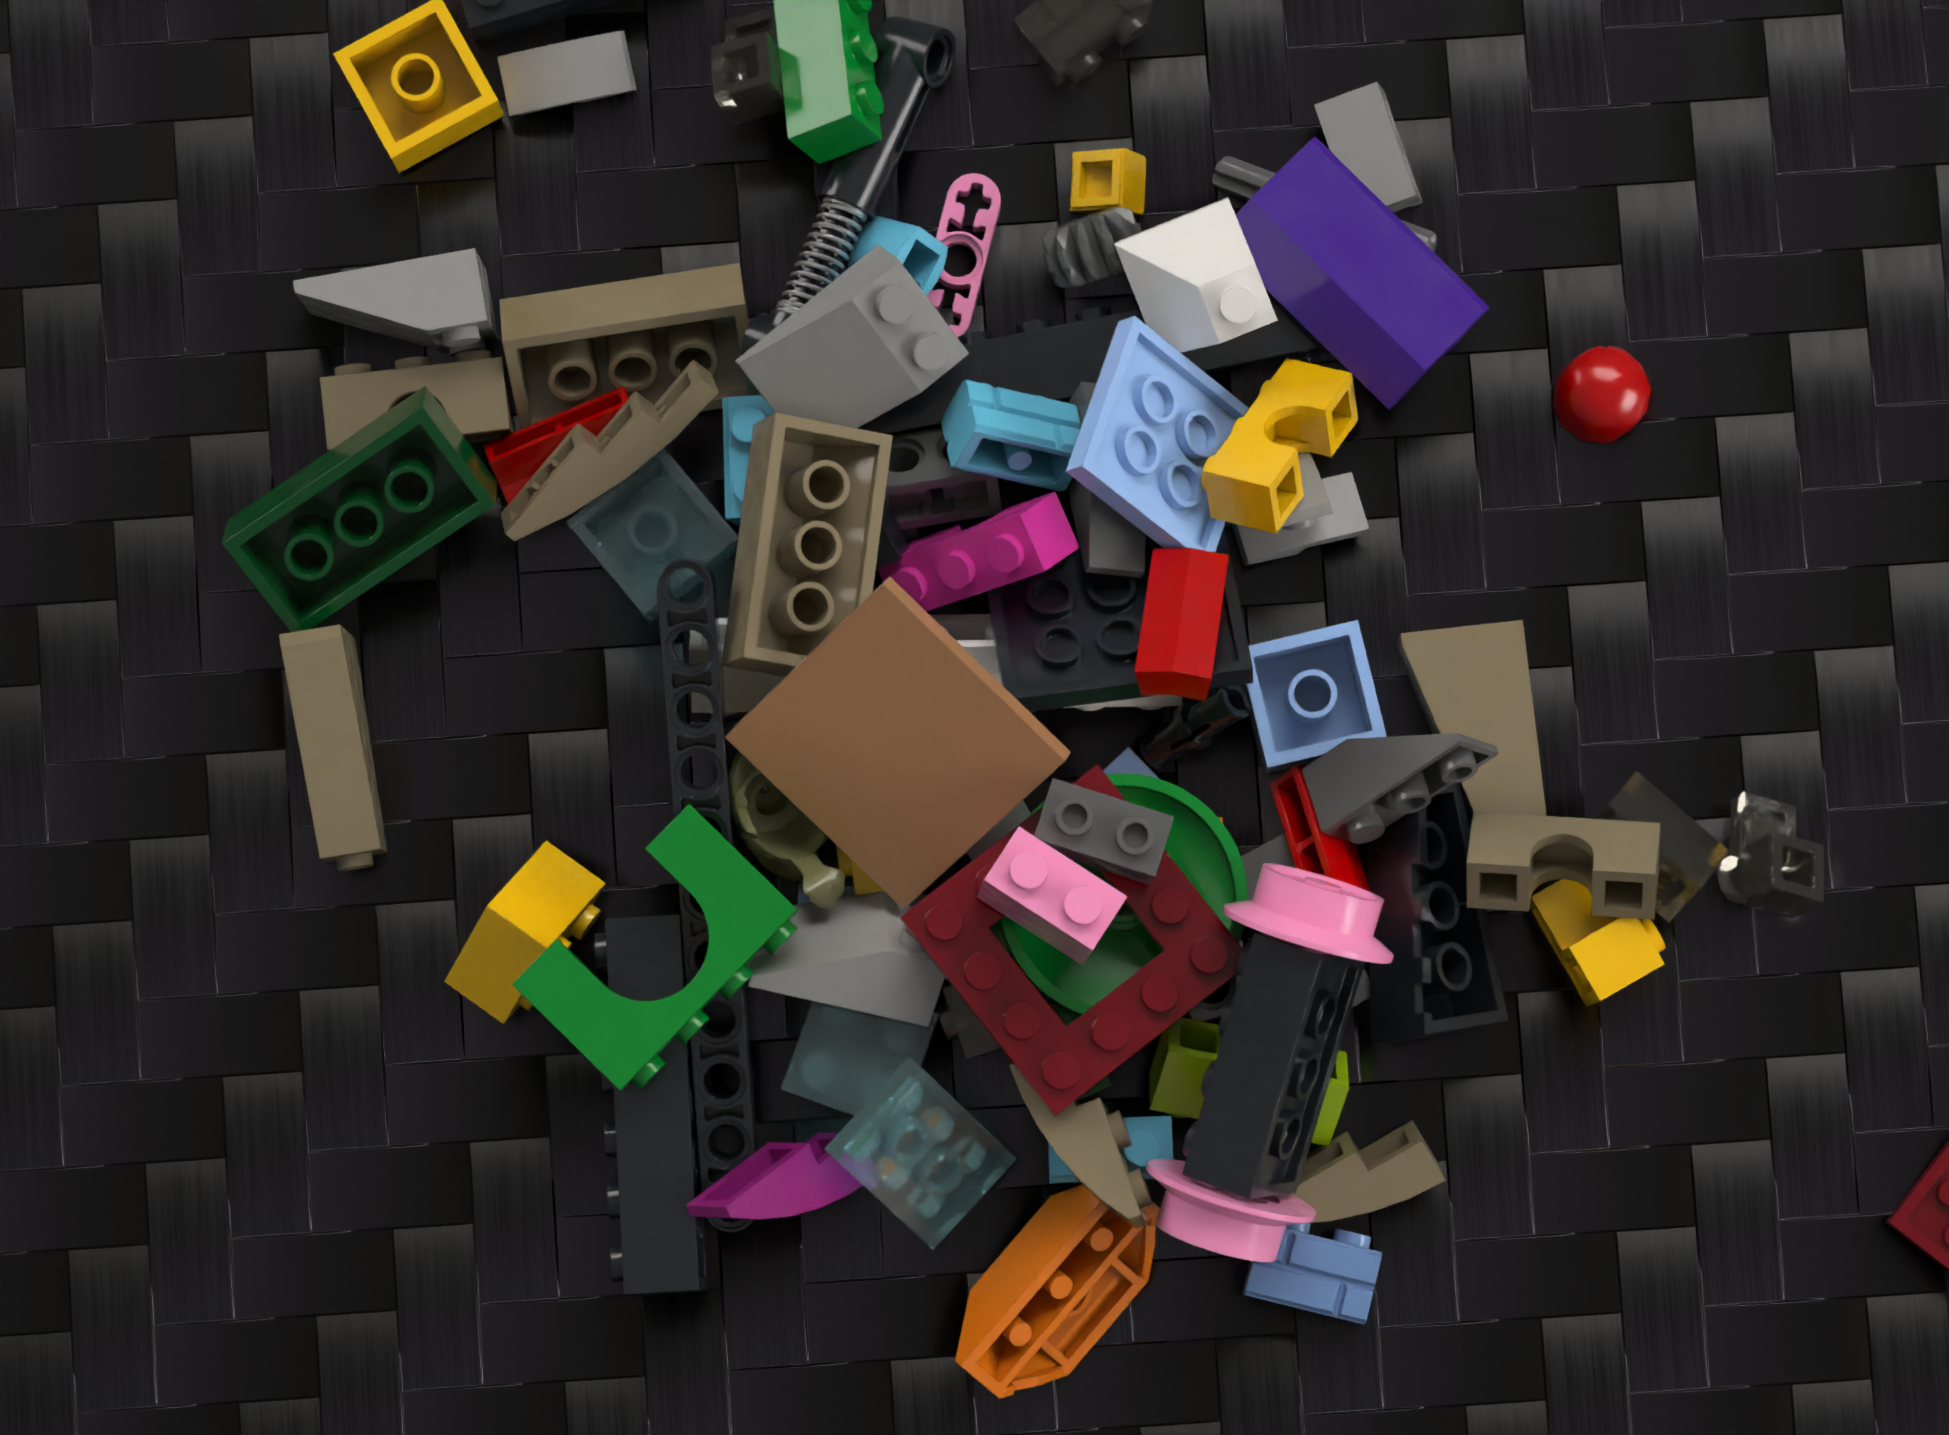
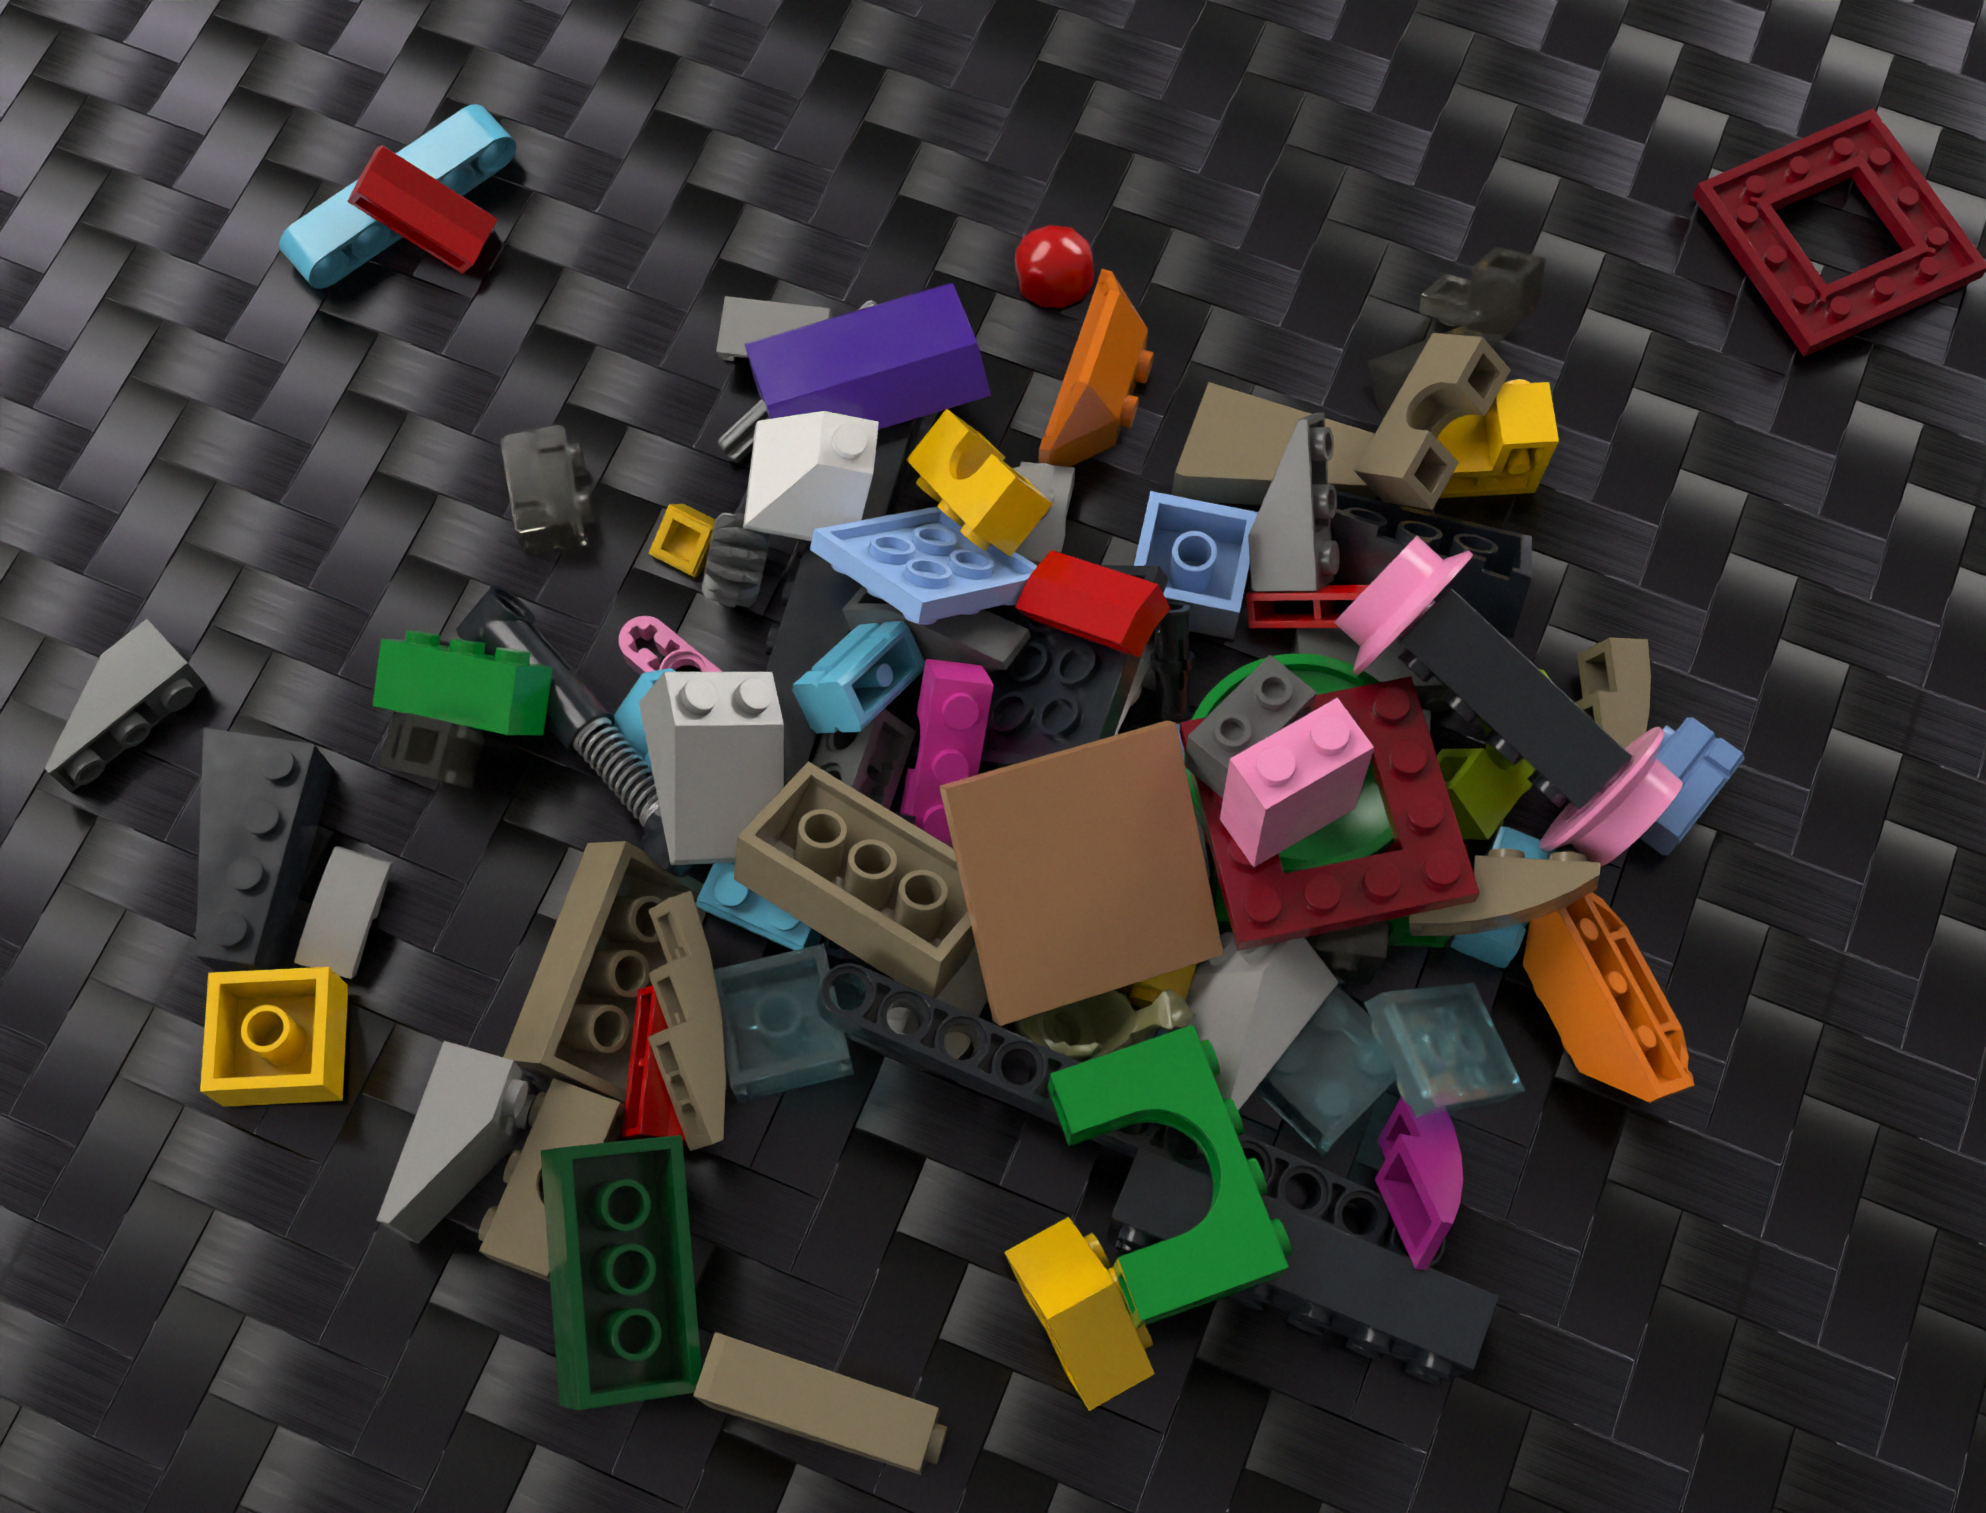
camera: 65 degrees left, 15 degrees down
(1482, 505) = (1099, 379): none -> orange wedge

